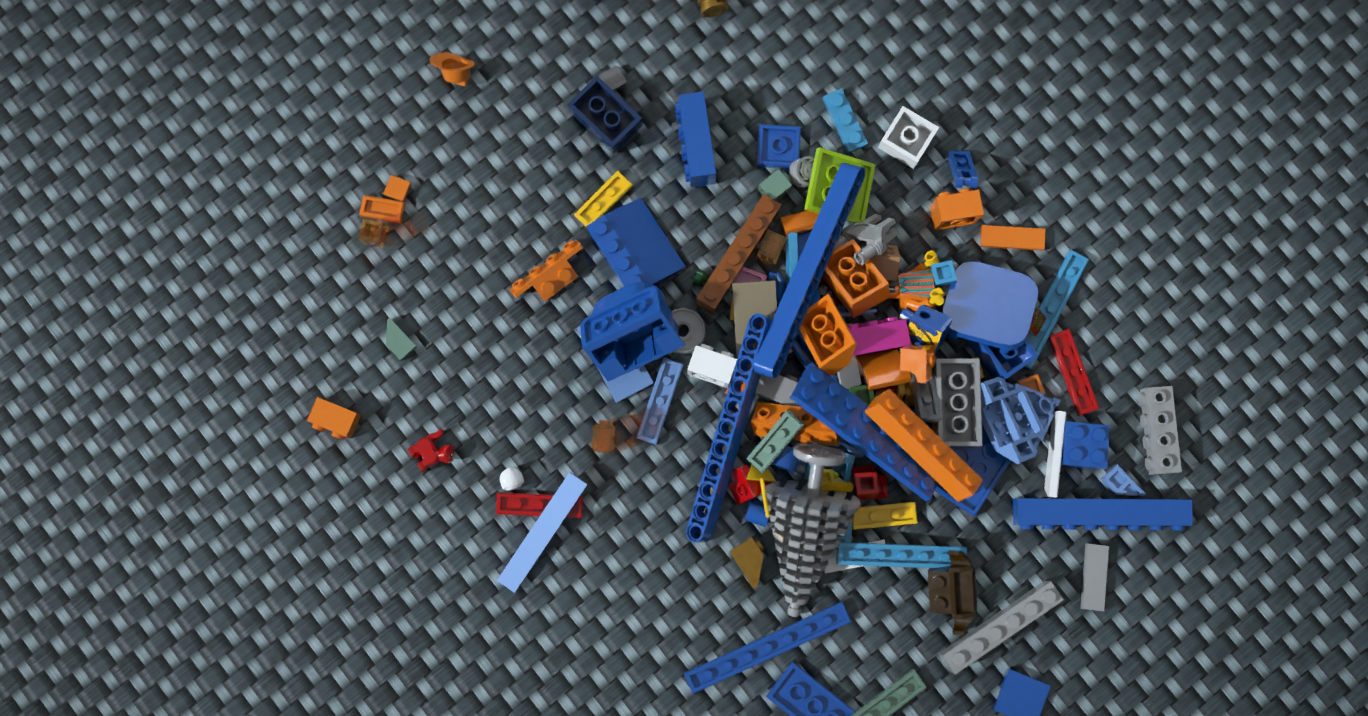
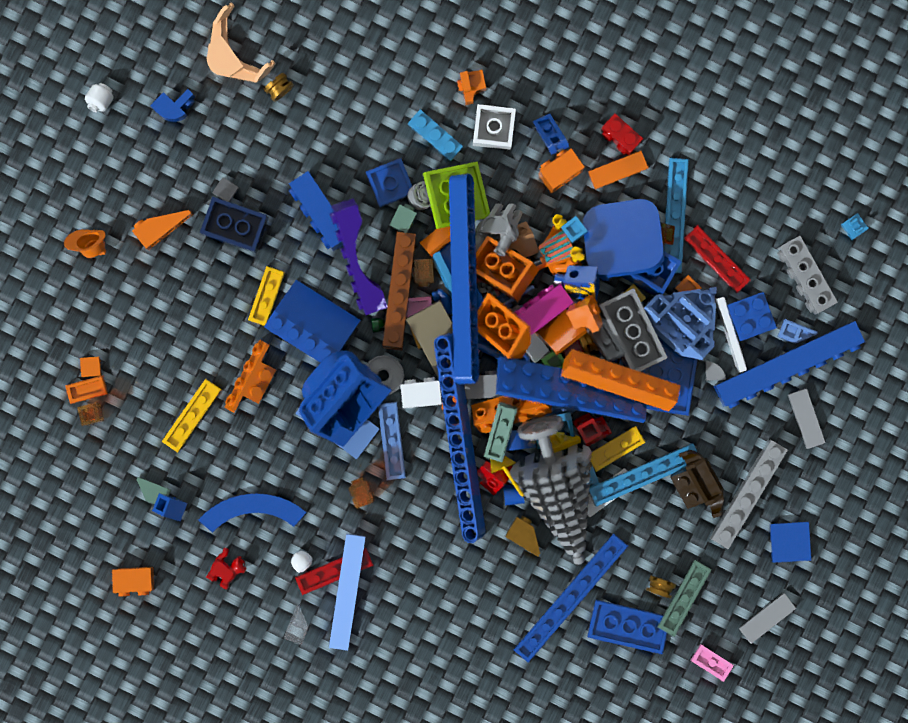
camera: 30 degrees left, 5 degrees up
(406, 362) = (169, 507): none -> blue brick
(472, 282) = (191, 415): none -> yellow tile
(475, 544) = (297, 627): none -> clear tile
(488, 397) = (252, 504): none -> blue tile
(526, 84) = (157, 228): none -> orange slope
(720, 156) = (348, 222): none -> dark purple arch
(866, 680) = (660, 586): none -> pearl gold wheel
(904, 87) = (471, 84): none -> orange brick
(1019, 484) = (713, 371): none -> light grey tile
(1032, 203) = (621, 134): none -> red brick
(1229, 404) = (854, 226): none -> dark azure tile

